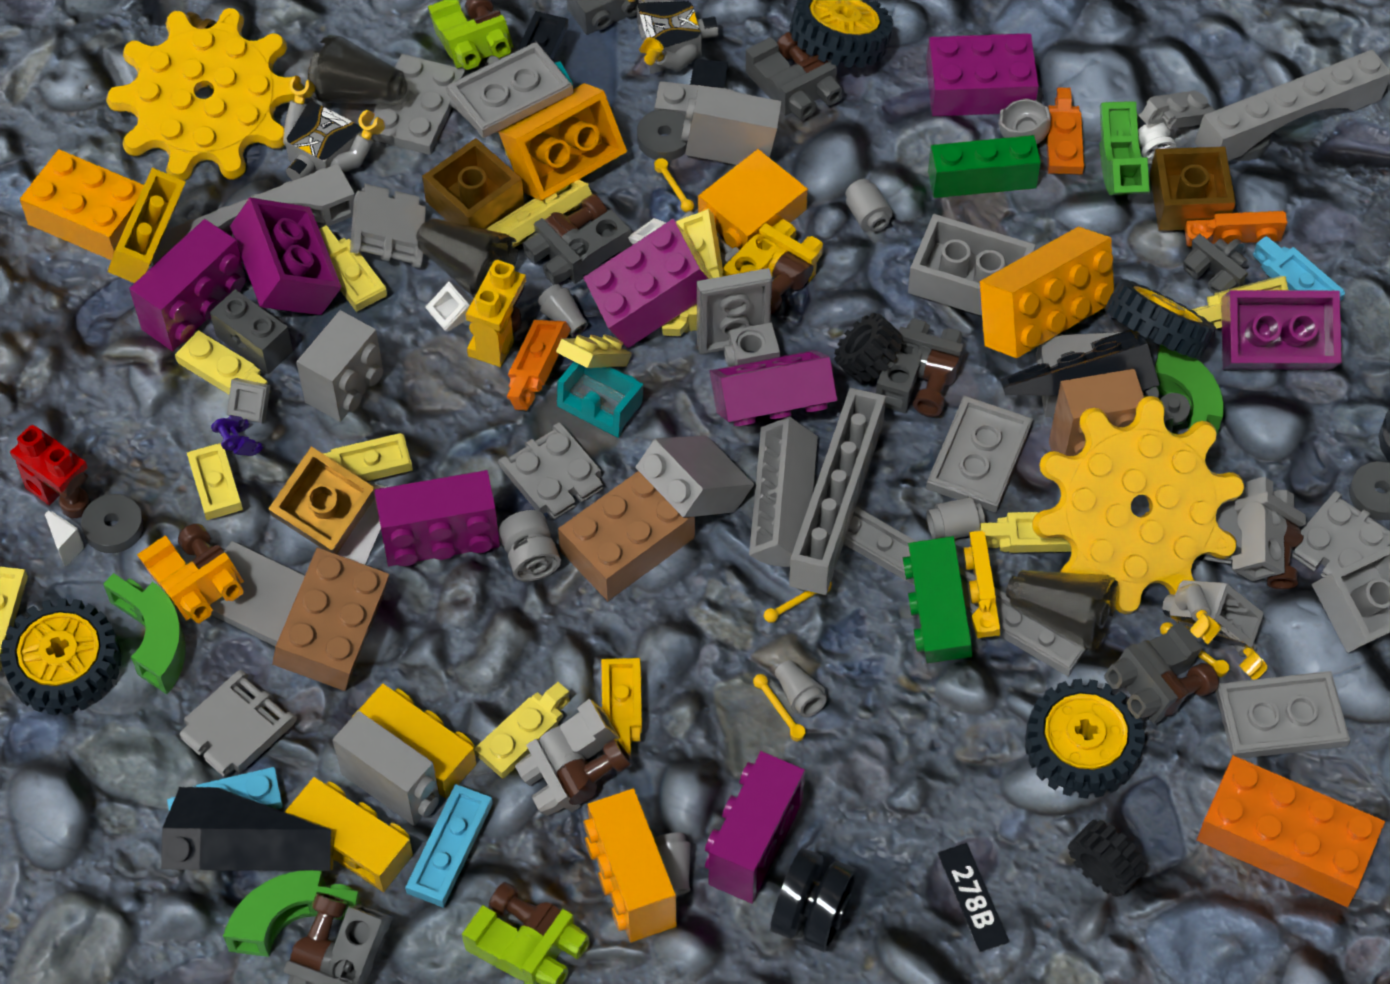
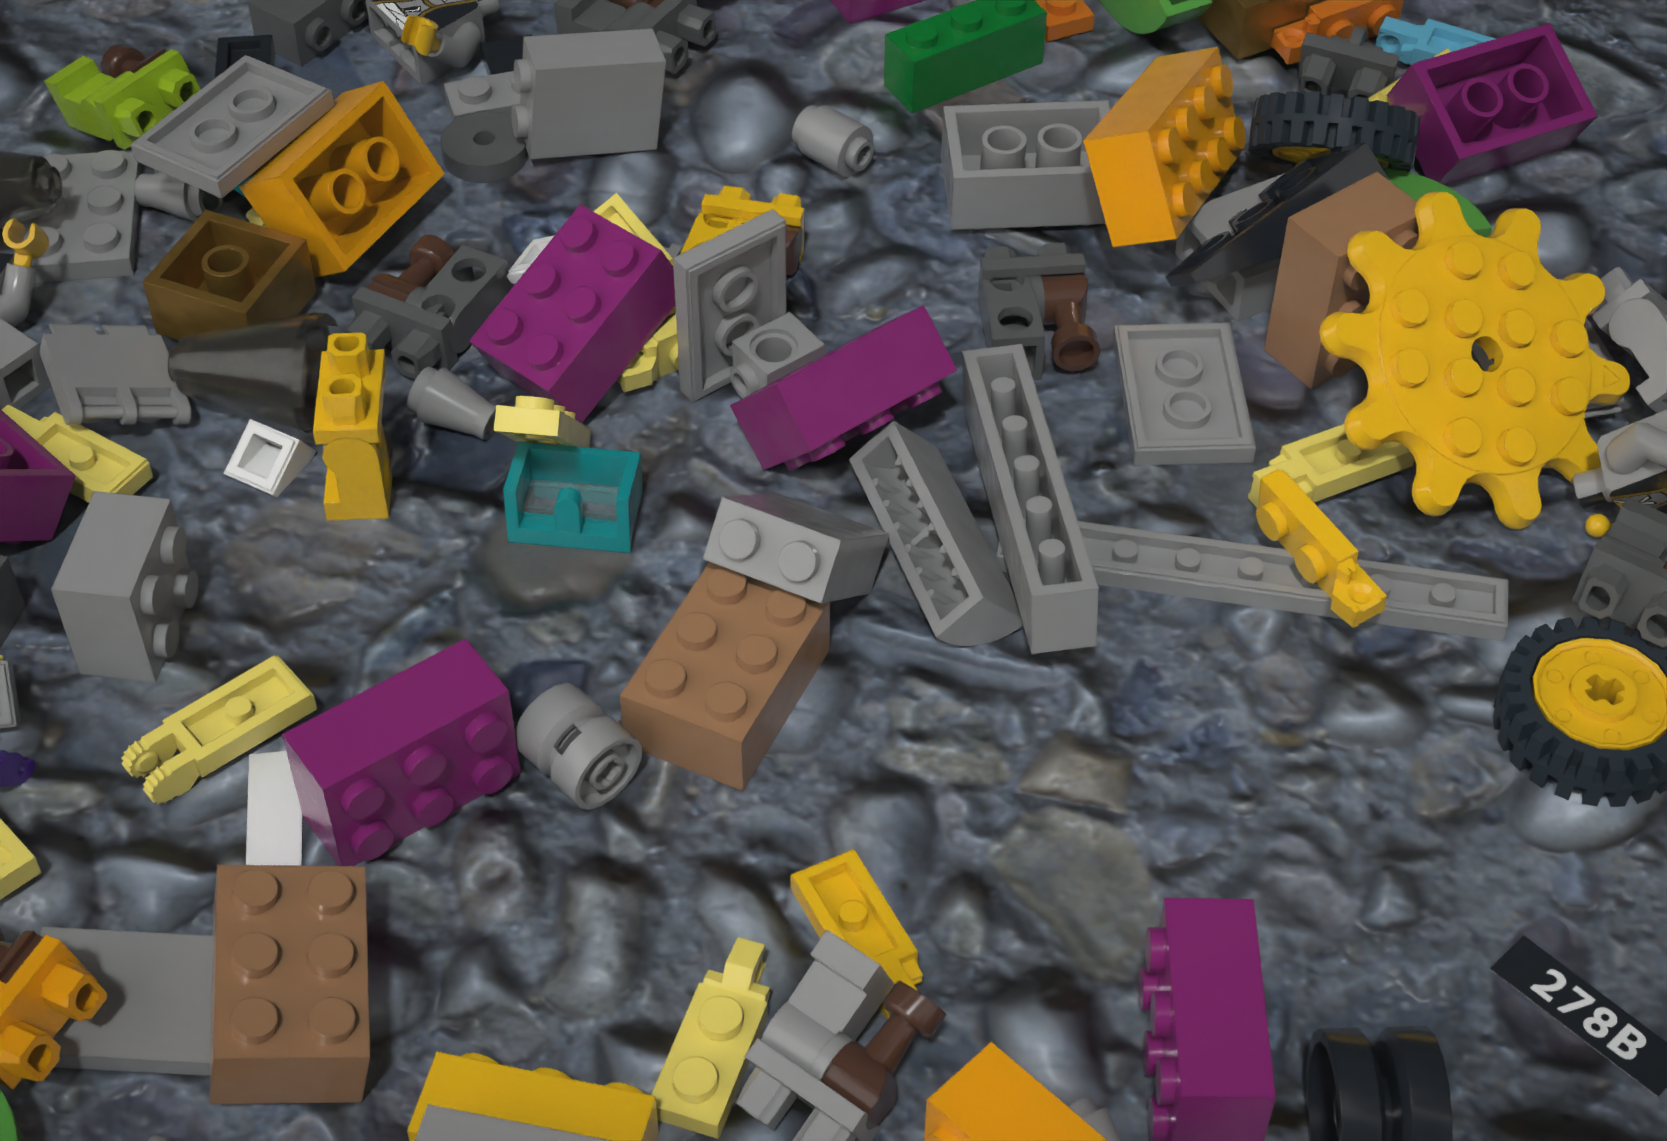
camera: 25 degrees left, 10 degrees down
(322, 501) = (187, 795): pearl gold brick -> none
(521, 221) = (383, 257): light yellow plate -> none
(535, 361) = (446, 485): orange hinge -> none
(553, 472) = (556, 630): light grey plate -> none
(661, 166) = (501, 186): yellow hinge -> none
(753, 195) = (665, 171): light orange brick -> none
(771, 614) = (1018, 713): yellow hinge -> none
(797, 731) = (1160, 870): yellow hinge -> none
(801, 690) = (1135, 802): light grey cone -> none
(868, 347) = (957, 294): black tyre -> none
(938, 600) = (1267, 593): green brick -> none
(955, 518) = (1210, 483): light grey brick -> none
(1066, 603) = (1456, 527): clear smoke cone -> none

